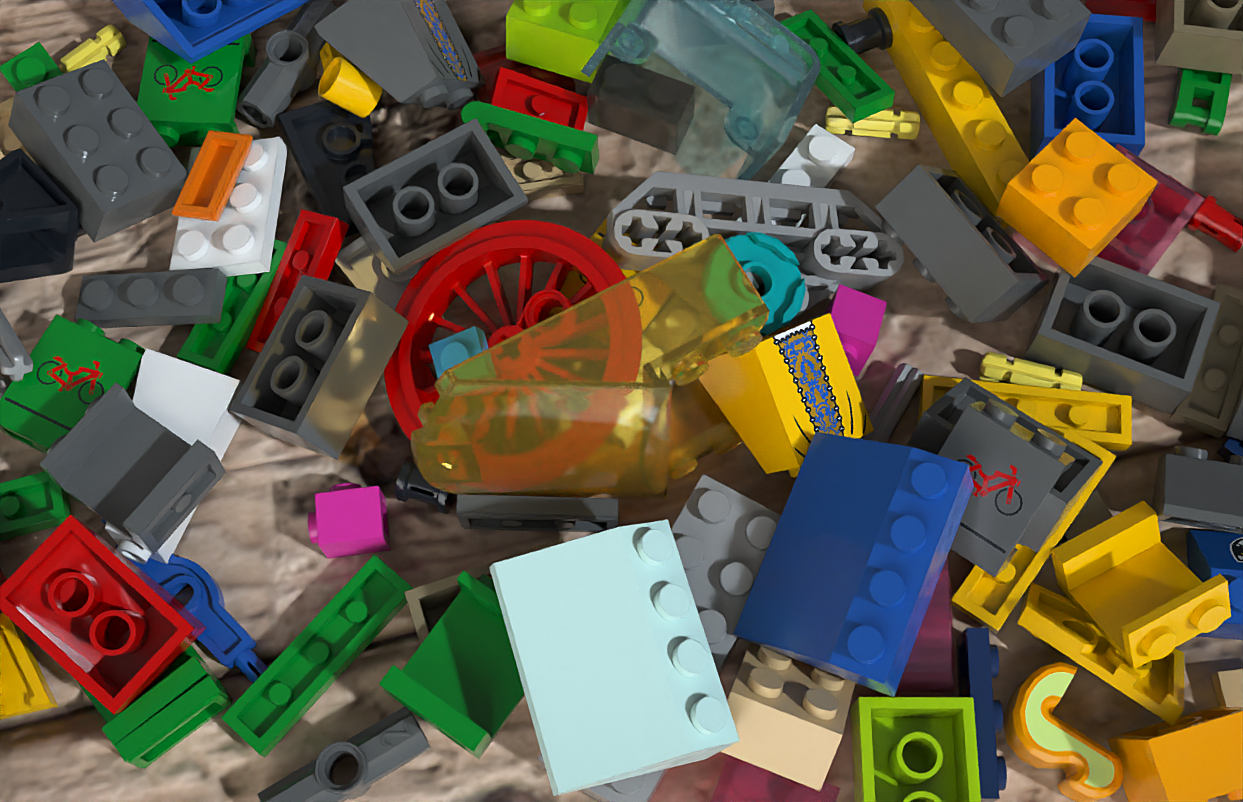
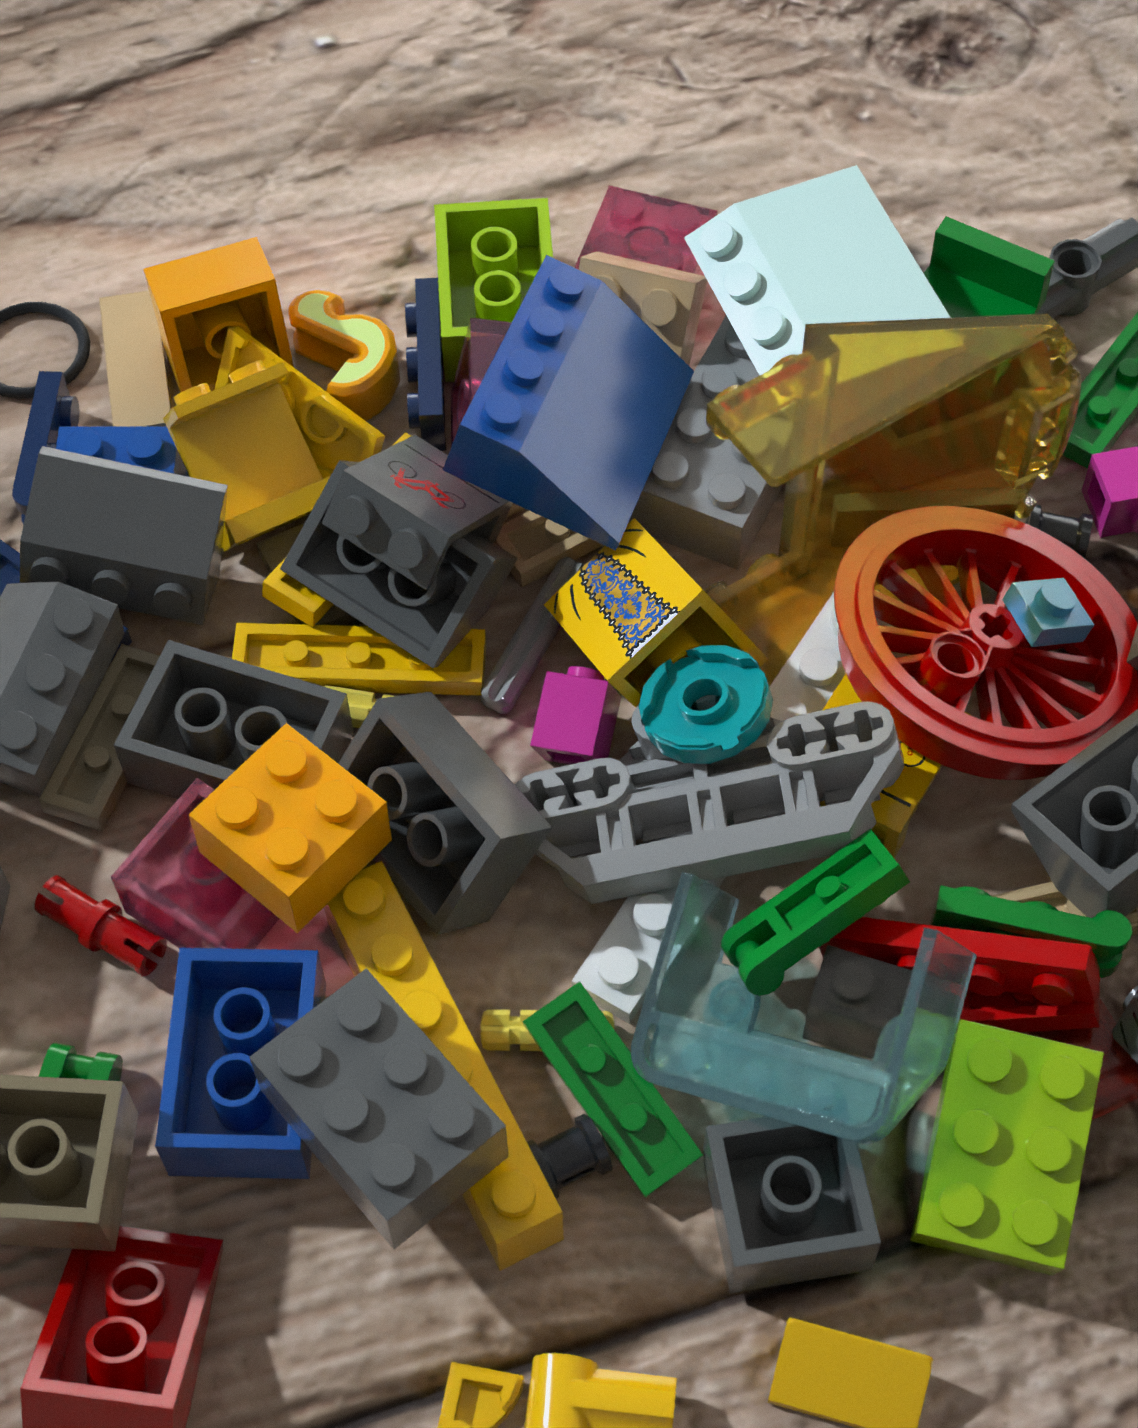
camera: 175 degrees right, 10 degrees down
(571, 106) = (1004, 963): none -> red plate
(681, 141) = (811, 912): none -> green plate

